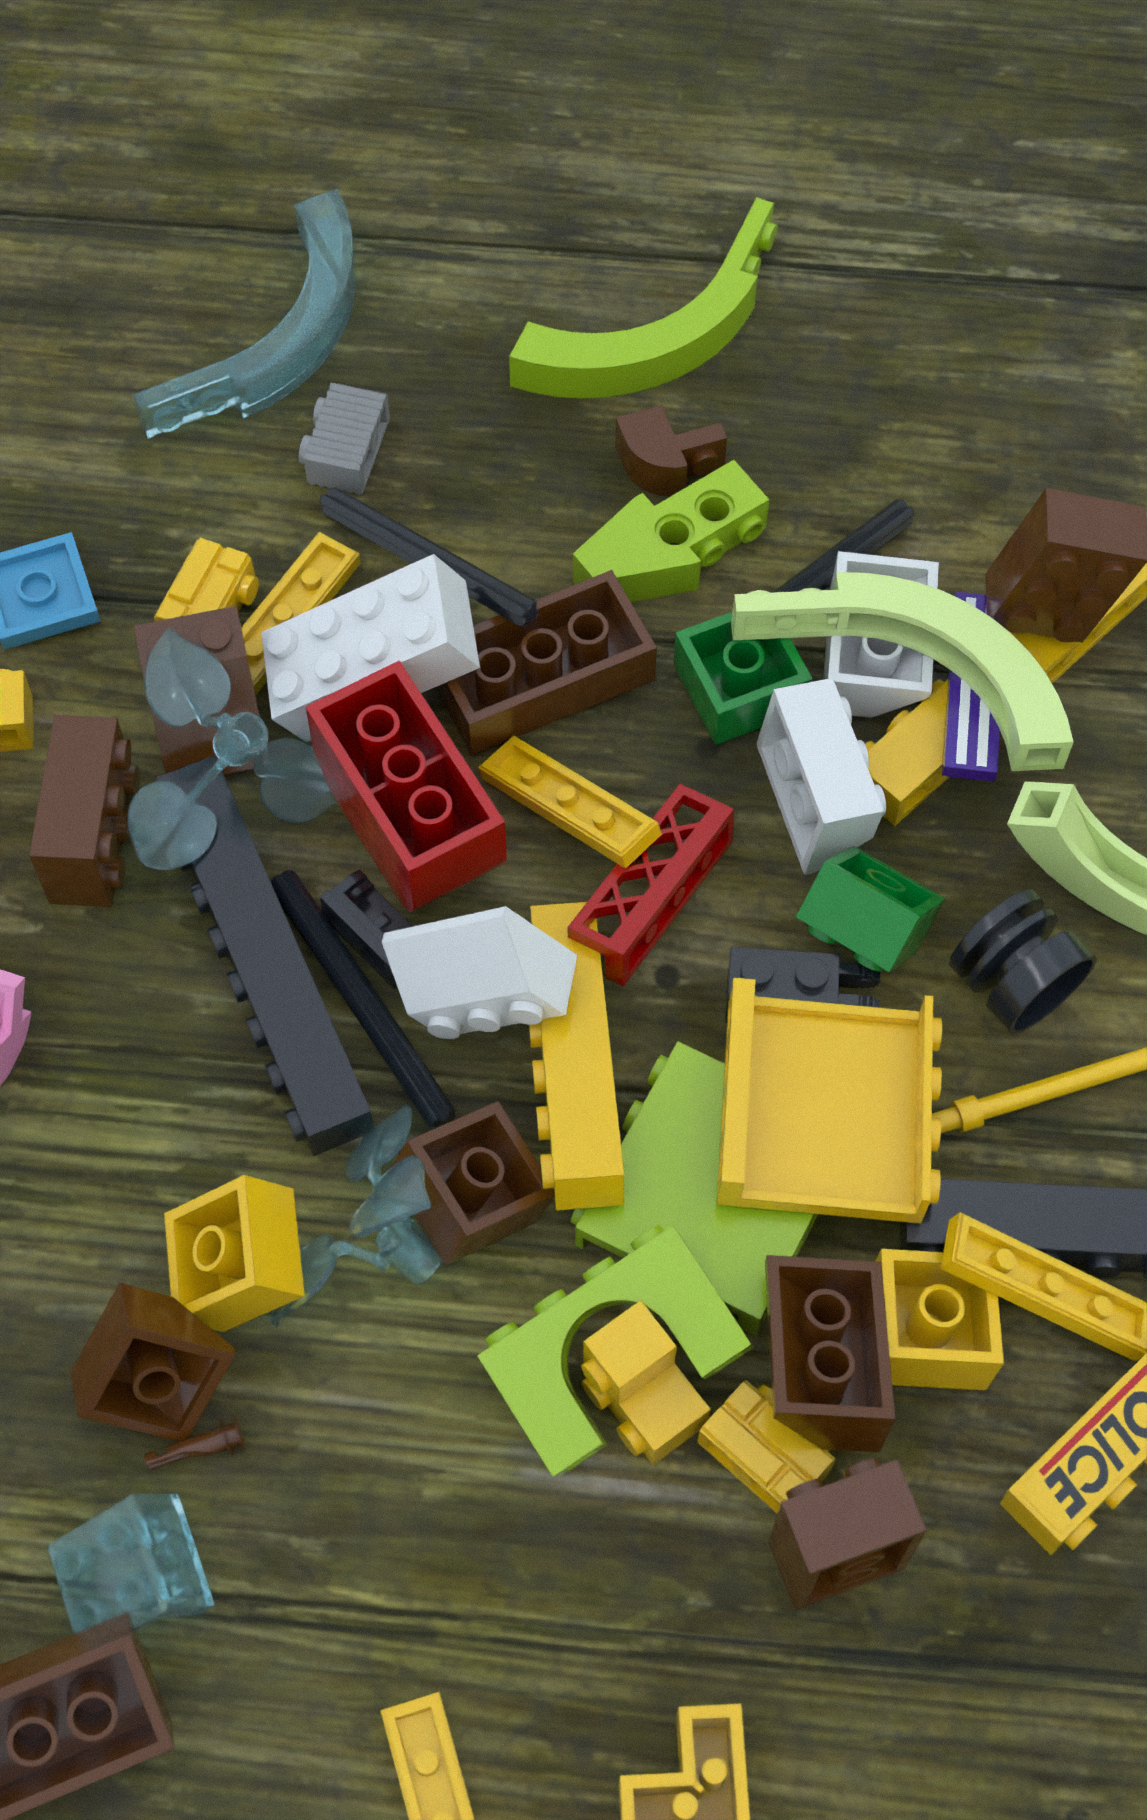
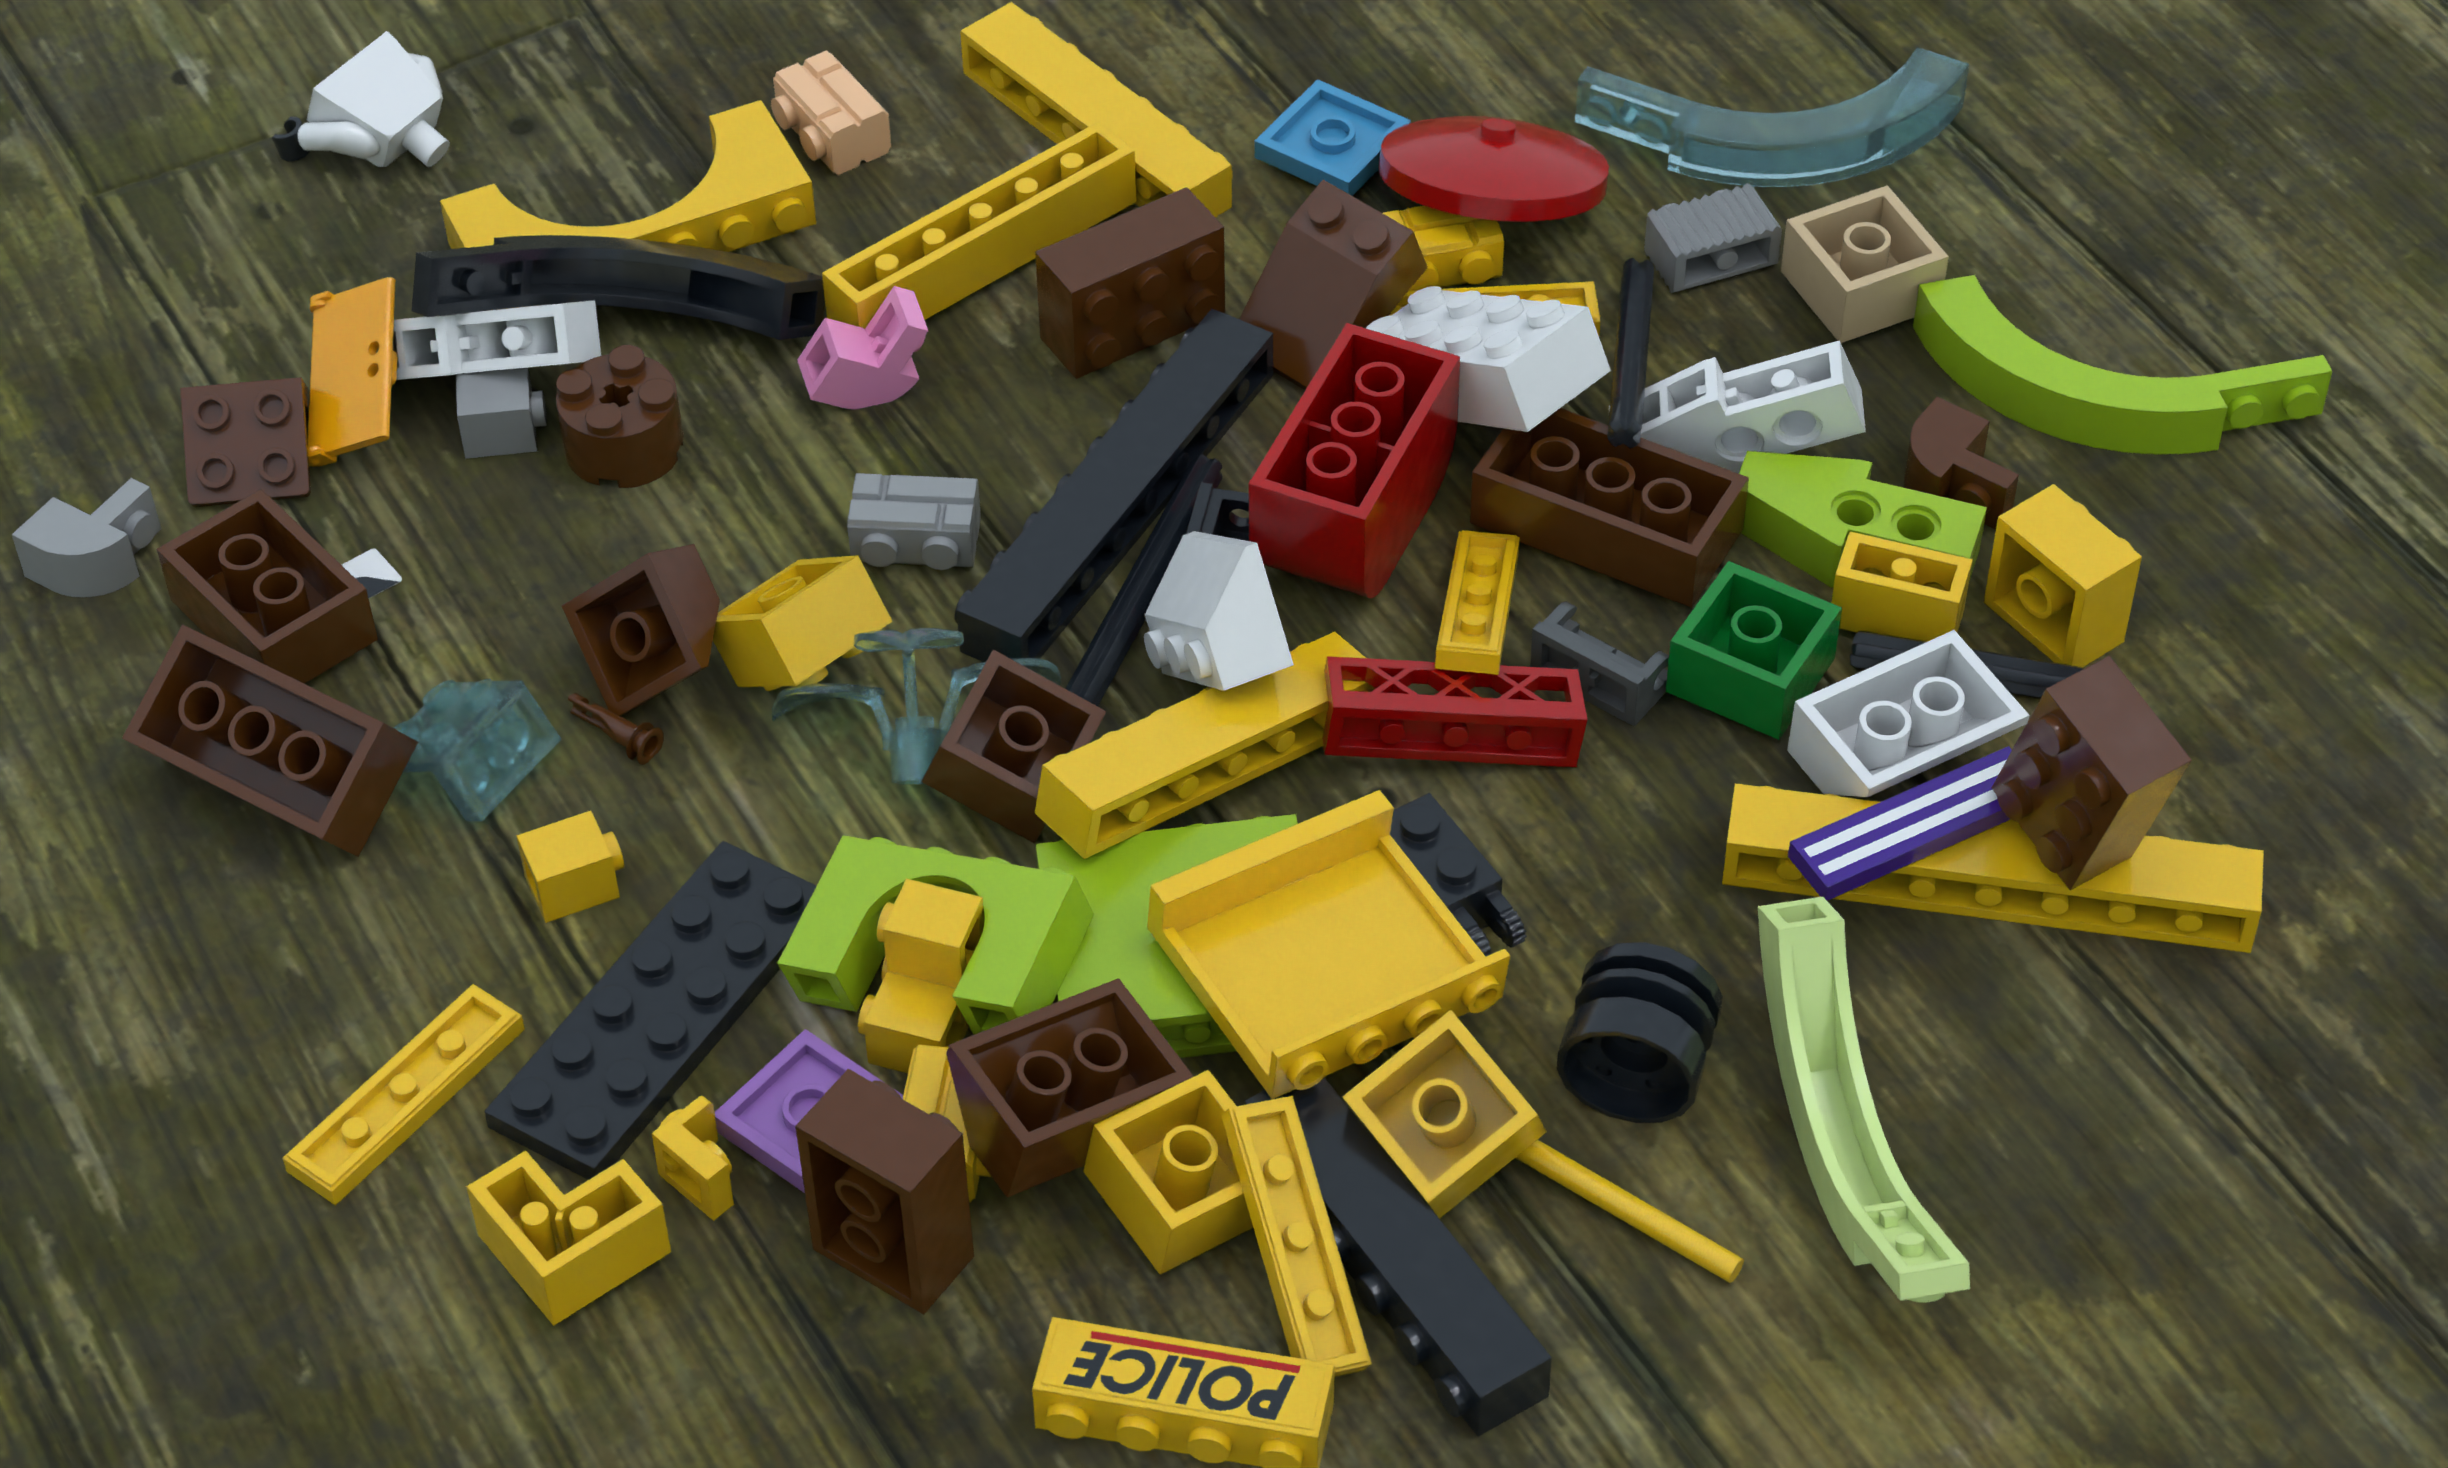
camera: 55 degrees right, 15 degrees down
(175, 516) = (1493, 168): none -> red dish
(177, 1107) = (914, 520): none -> light grey brick
(191, 683) = (1294, 250): clear light blue plant -> none
(323, 1566) = (570, 865): none -> yellow brick
(456, 372) = (1861, 262): none -> tan brick
(504, 1587) = (654, 1014): none -> black plate
(534, 542) = (1756, 408): none -> white brick
(658, 771) = (1606, 674): none -> dark grey hinge
(684, 1650) = (692, 1159): none -> yellow bracket
(687, 1538) = (770, 1105): none -> medium lavender plate
(760, 554) = (1899, 588): none -> yellow brick
(819, 772) = (1691, 754): white slope -> none
(828, 463) = (2062, 578): none -> yellow brick
(869, 909) = (1576, 874): green brick -> none
(938, 627) = (1912, 852): yellowish green arch -> none
(1012, 1124) = (1445, 1113): none -> yellow brick

